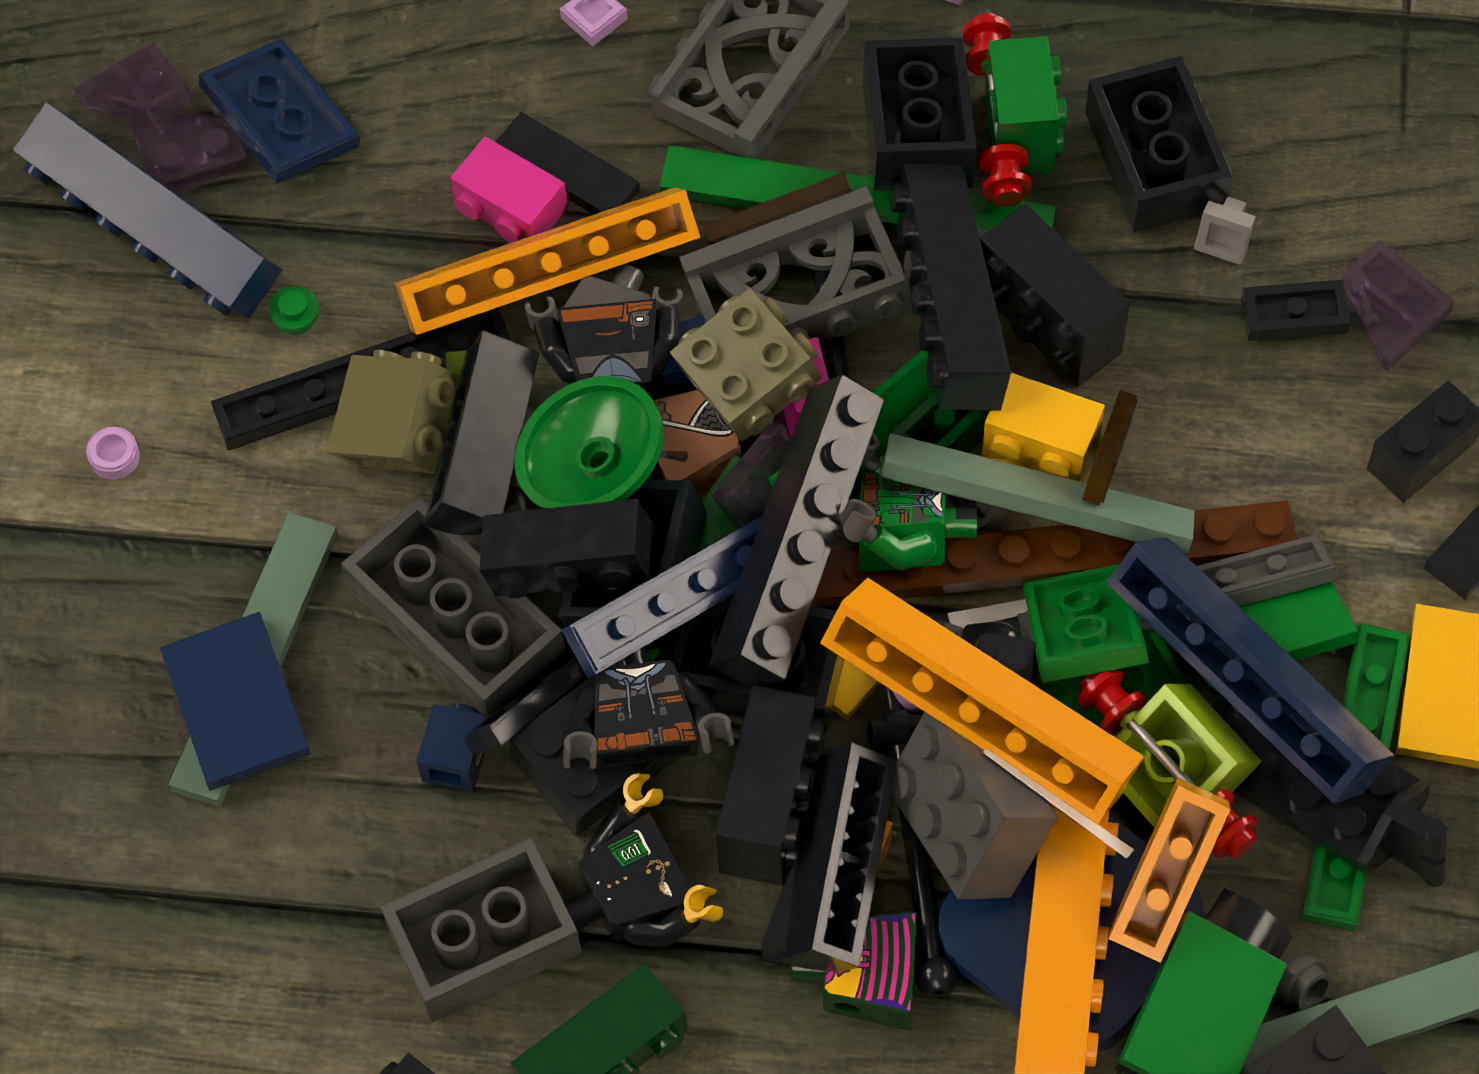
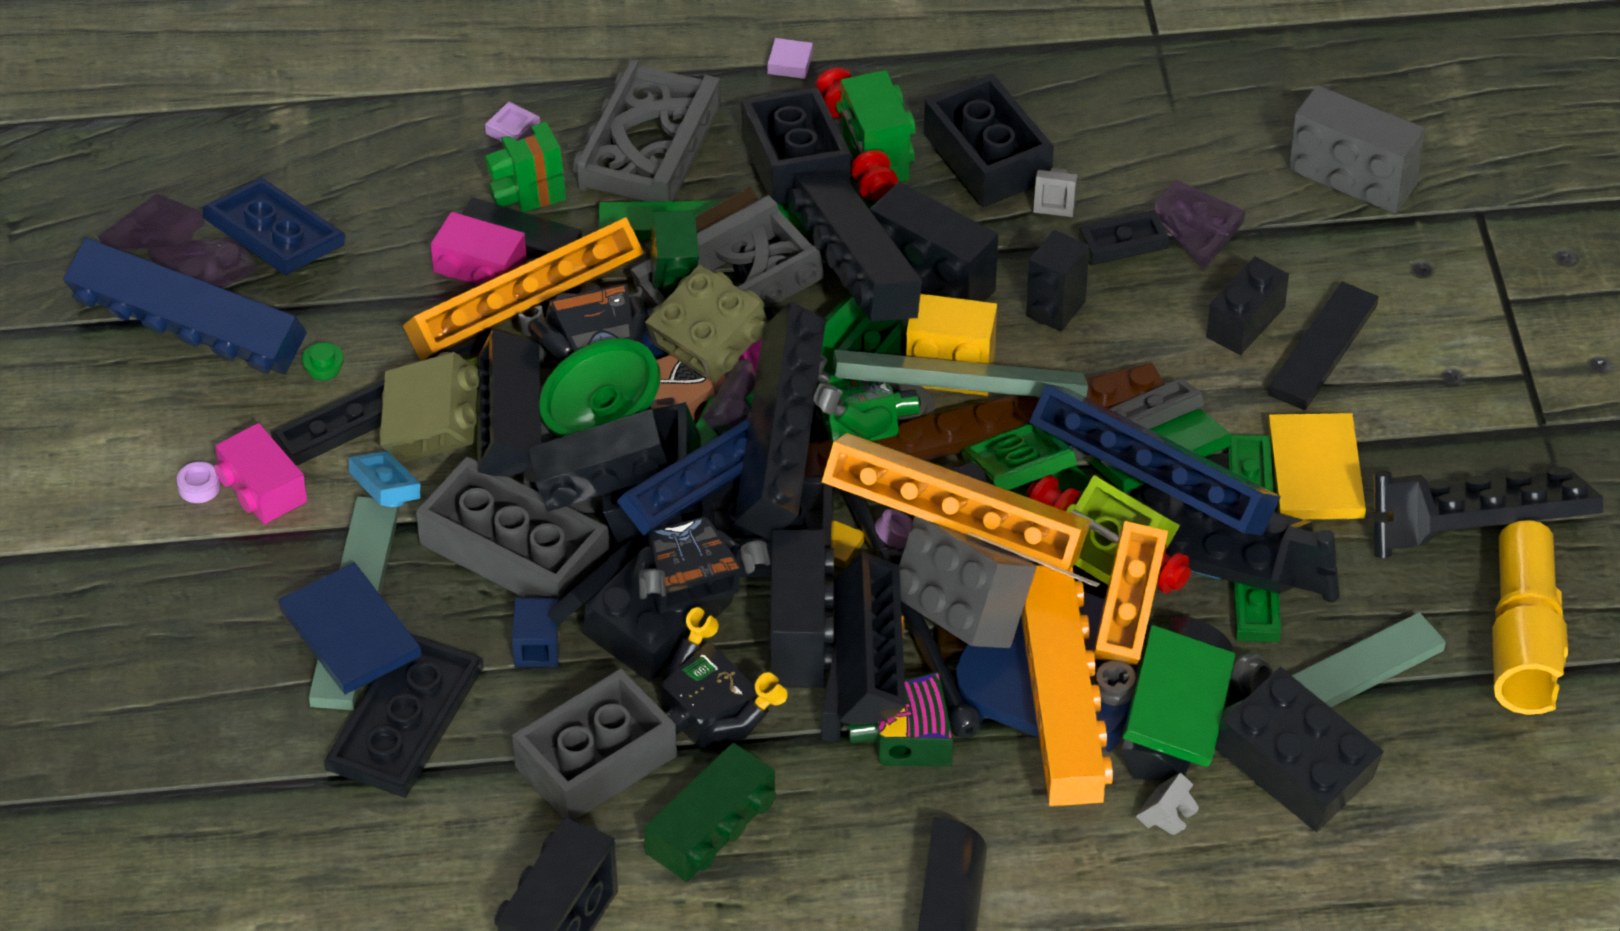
camera: 15 degrees left, 15 degrees down
(183, 461) = (260, 474): none -> dark pink brick
(275, 831) = (404, 718): none -> black tile
(323, 497) = (384, 478): none -> dark azure plate
(588, 93) = (531, 171): none -> green hips
(726, 255) = (672, 248): none -> dark green brick
(1110, 448) = (1007, 339): dark brown tile -> none
(1131, 989) = (1121, 692): none -> dark grey bush
(1194, 368) = (1057, 280): none -> black brick

